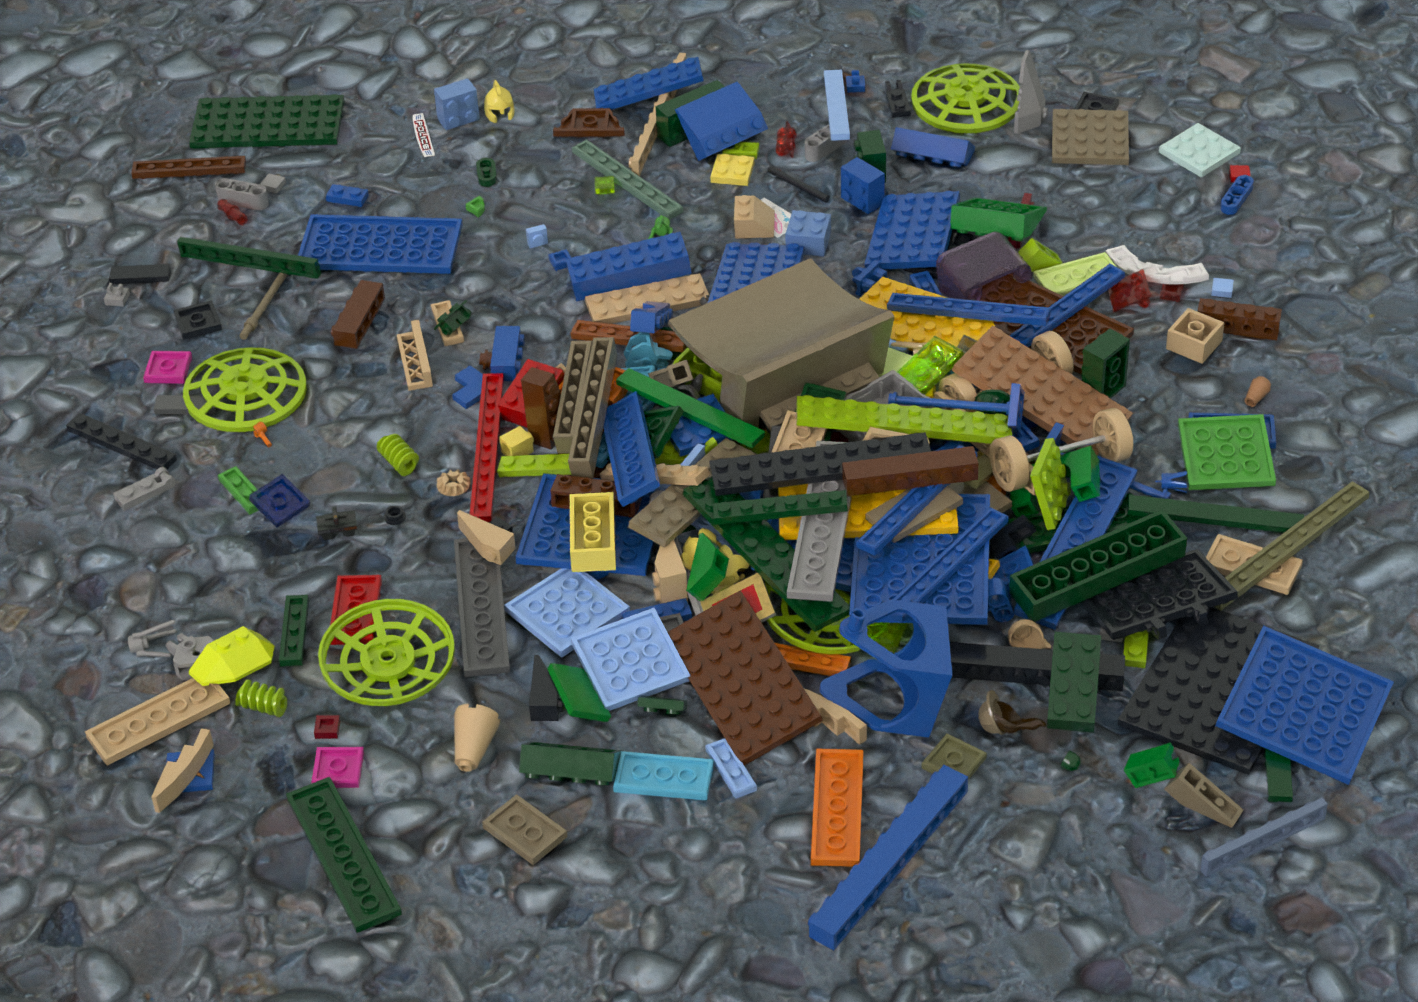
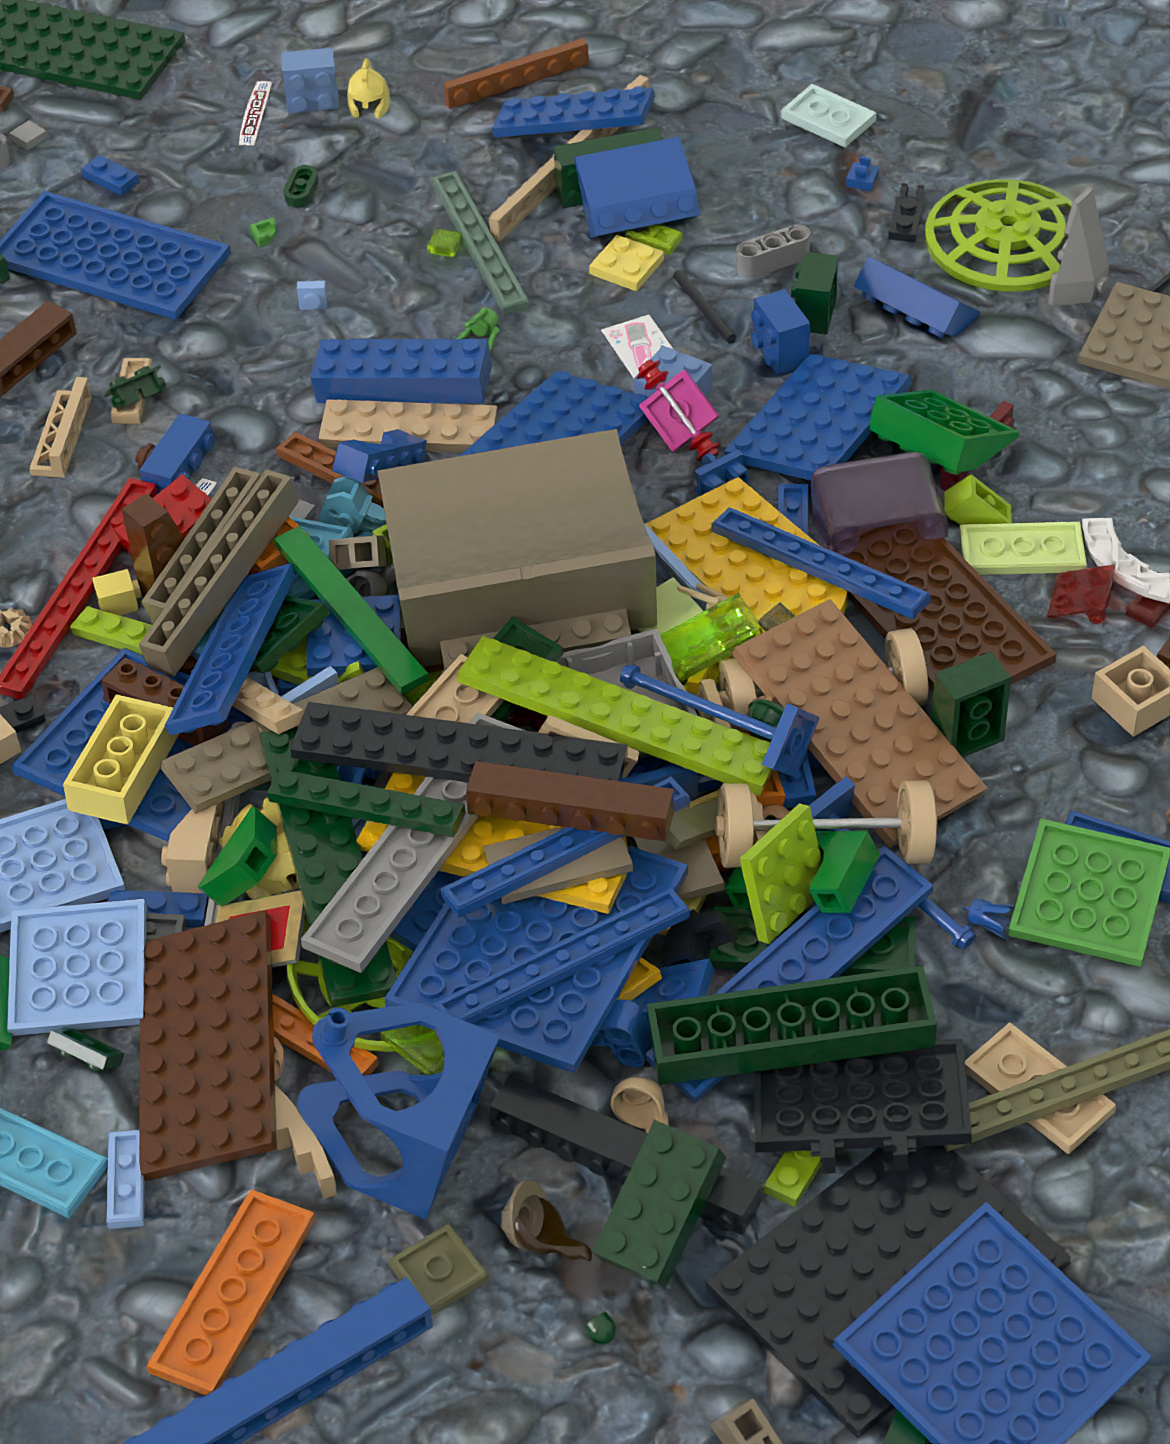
camera: 20 degrees right, 5 degrees up
(472, 383) = (97, 503): blue tile -> none
(558, 259) = (328, 331): blue tile -> none
(589, 123) = (471, 148): reddish brown wing -> none
(591, 70) = (516, 73): none -> dark orange plate
(753, 218) = (610, 342): tan slope -> none
(786, 140) = (720, 238): clear red hinge -> none
(813, 51) = (828, 115): none -> light aqua plate
(825, 245) = (678, 410): none -> dark pink plate
(836, 105) = (810, 203): light blue tile -> none
(1072, 303) = (975, 593): blue tile -> none
(1151, 765) = (705, 1380): green hinge -> none
(1214, 513) = (1019, 987): dark green tile -> none

